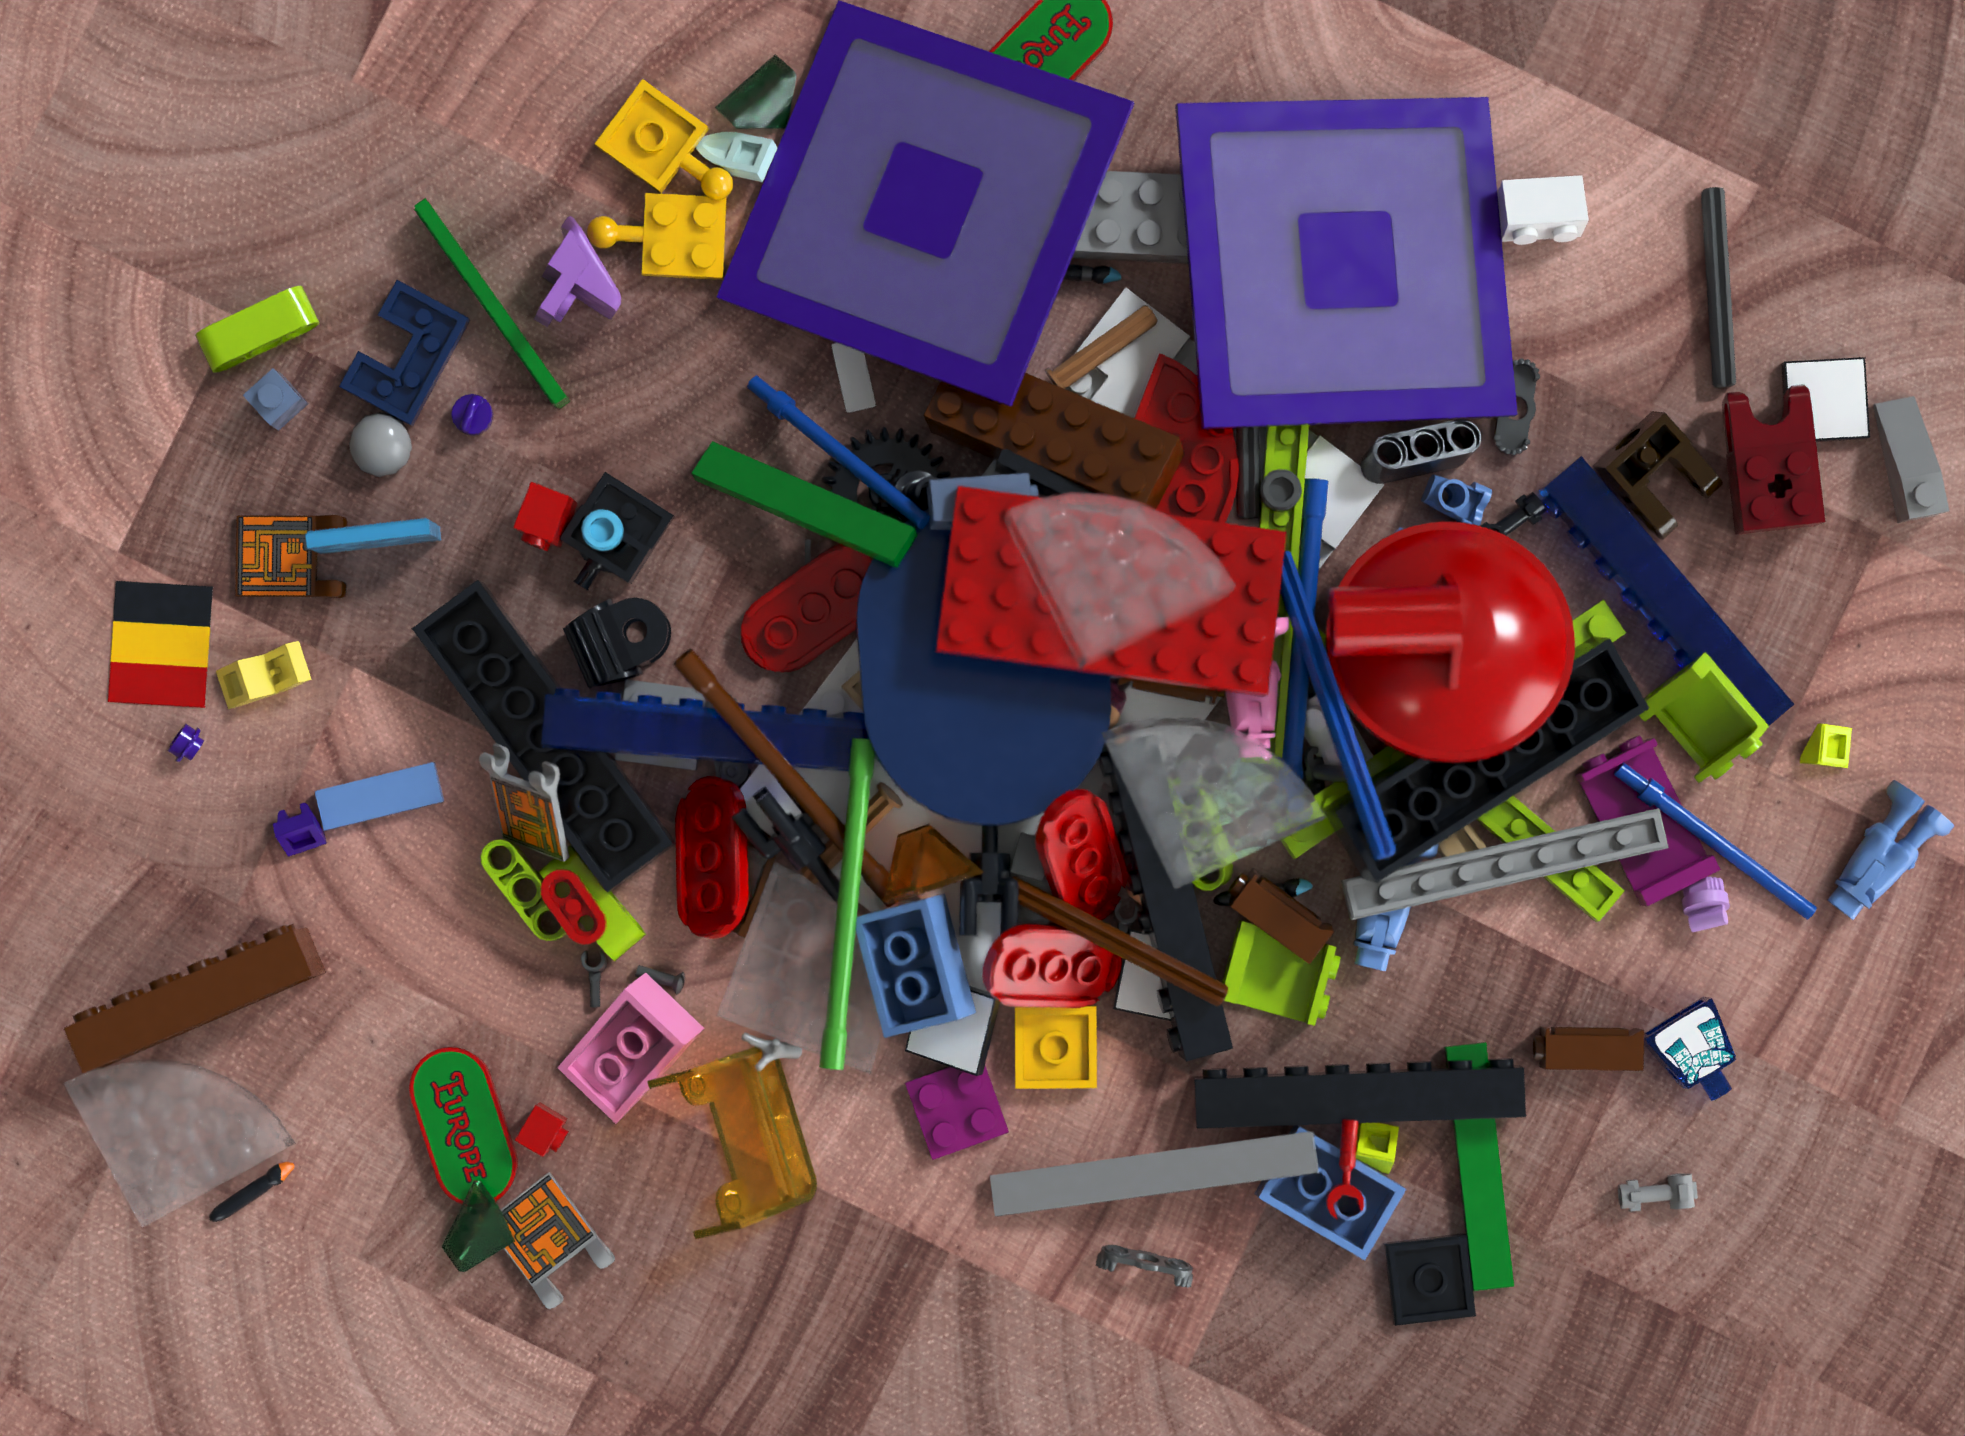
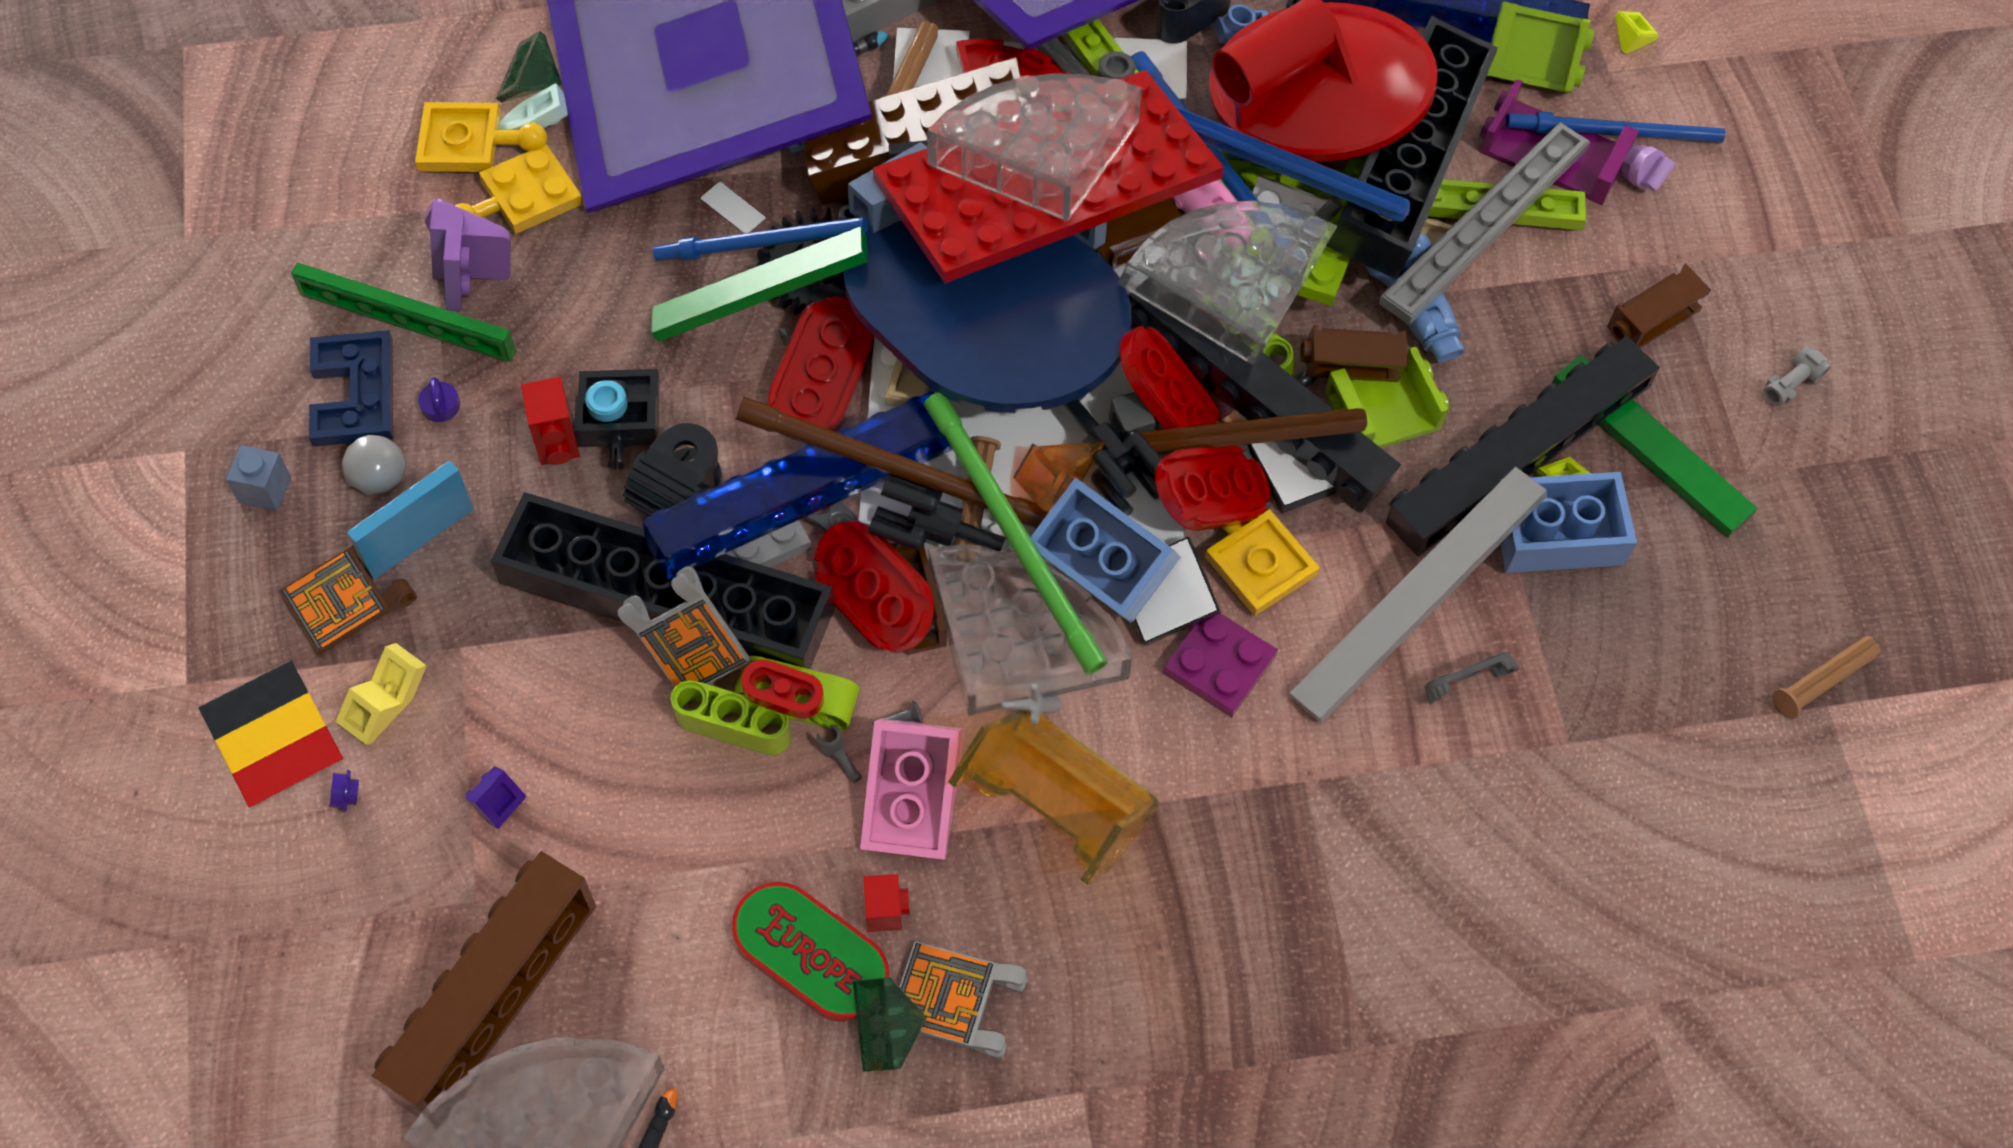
camera: 30 degrees left, 25 degrees down
(257, 329) = (209, 440): lime beam -> none
(379, 796) = (549, 729): medium blue tile -> none
(1347, 1162) = (1561, 477): red piece -> none
(1429, 1279) = (1691, 548): black tile -> none
(1694, 1047) = (1731, 261): torso -> none
(1880, 859) = (1735, 69): medium blue piece -> none

